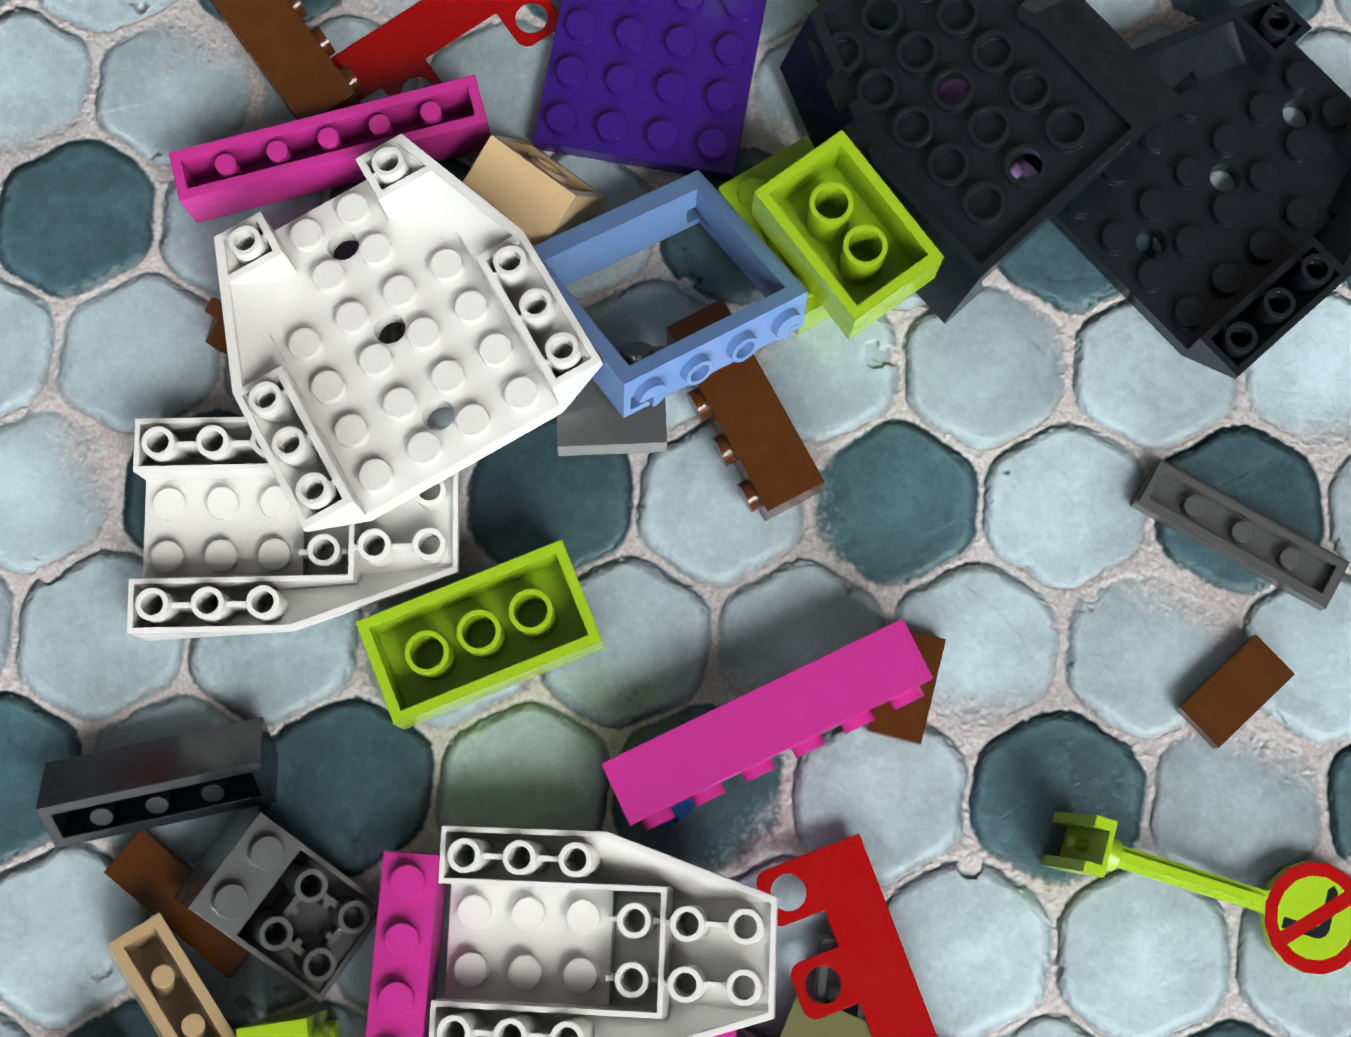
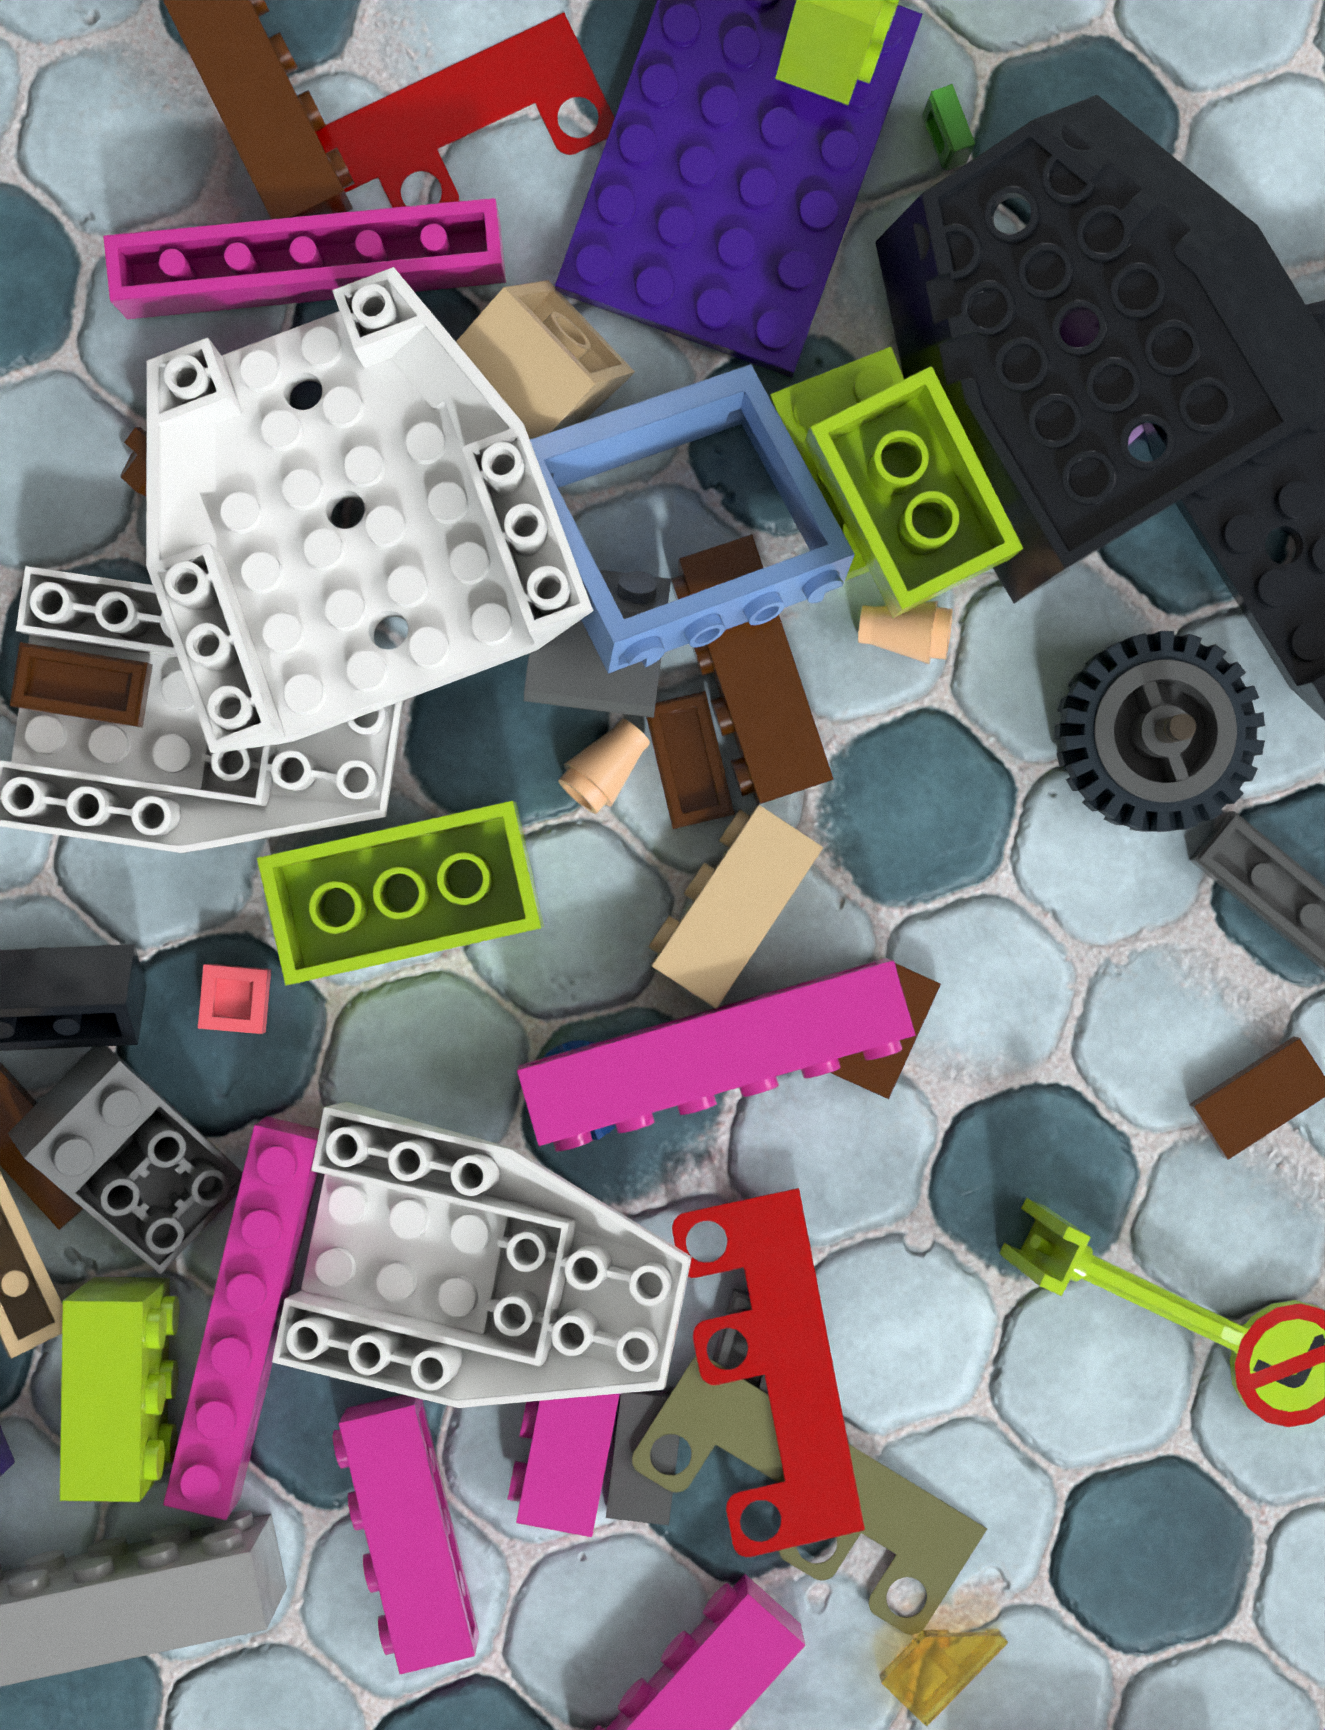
camera: 10 degrees right, 10 degrees up
(192, 509) = (81, 684): none -> reddish brown tile
(353, 751) = (234, 998): none -> coral plate
(632, 509) = (603, 767): none -> light nougat cone
(703, 492) = (689, 761): none -> reddish brown tile
(759, 600) = (733, 904): none -> tan brick
(862, 357) = (916, 633): none -> light nougat cone
(1084, 402) = (1159, 732): none -> wheel

